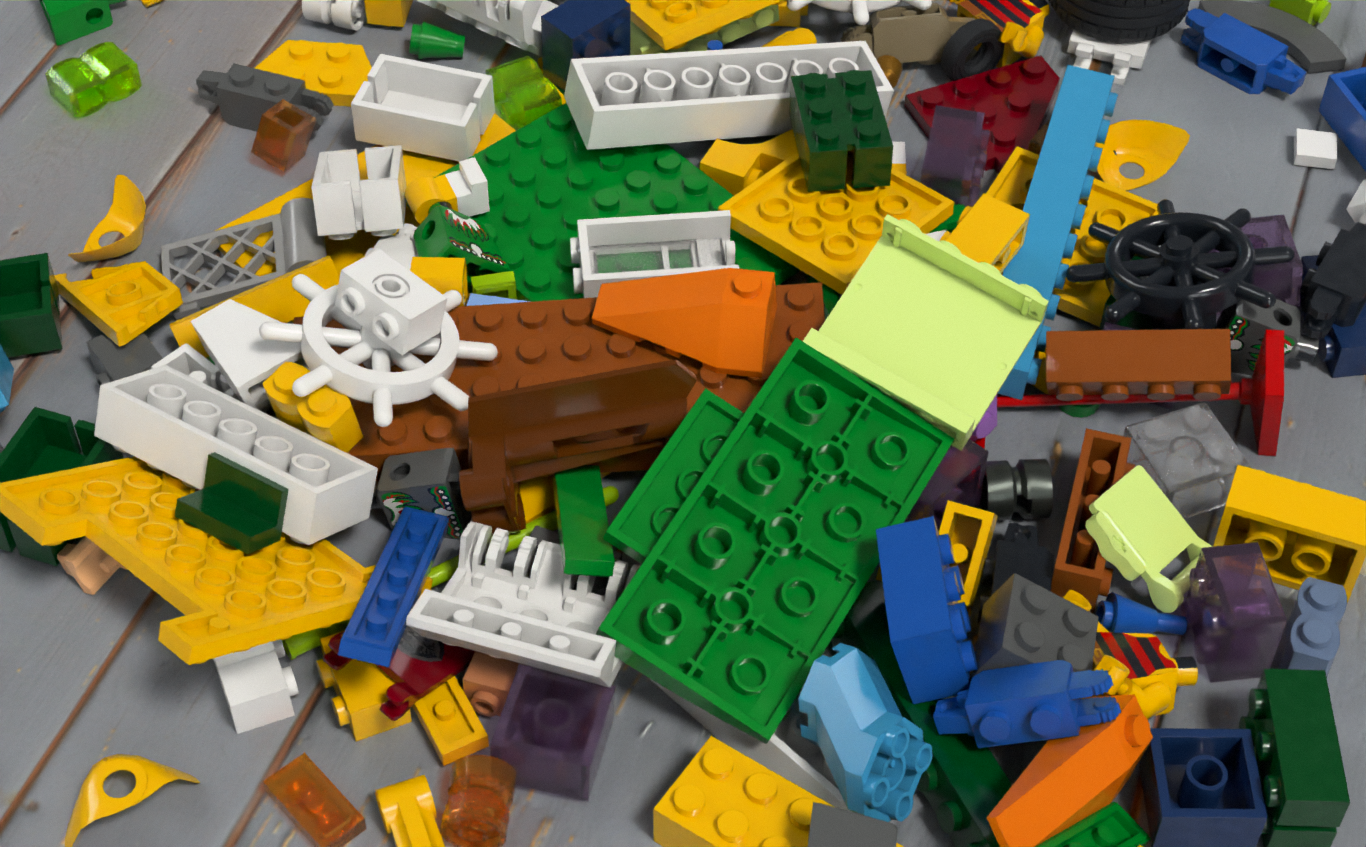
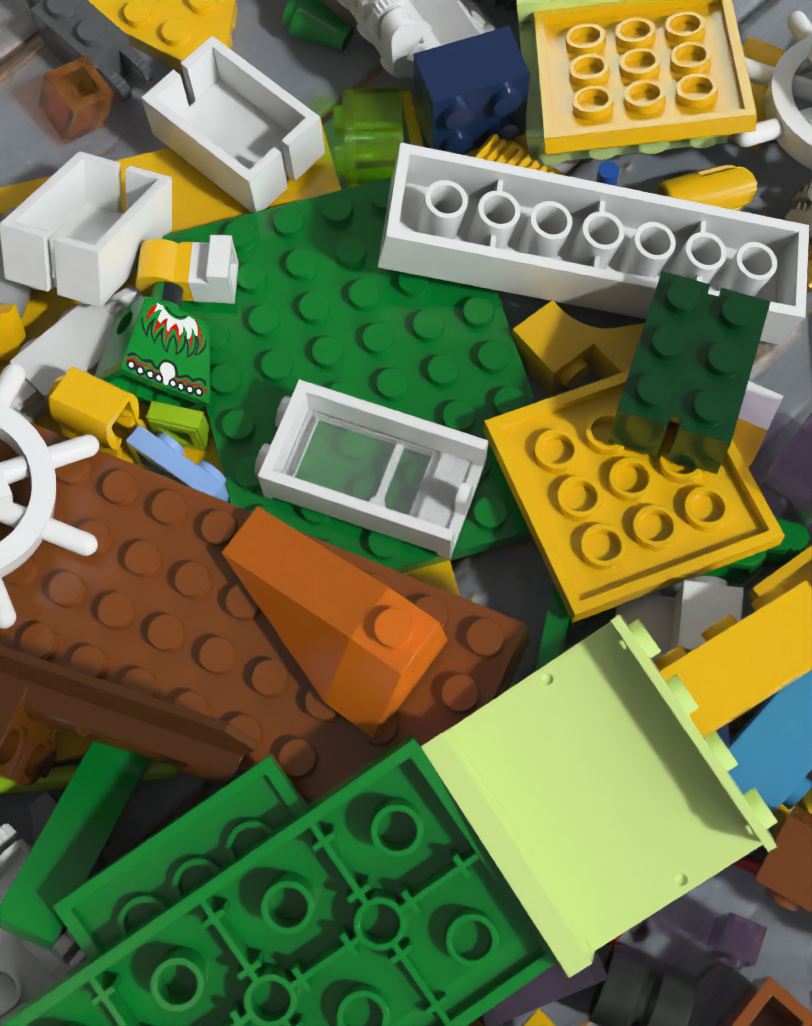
camera: 30 degrees right, 20 degrees up
(1054, 436) = (735, 942): none -> clear purple piece

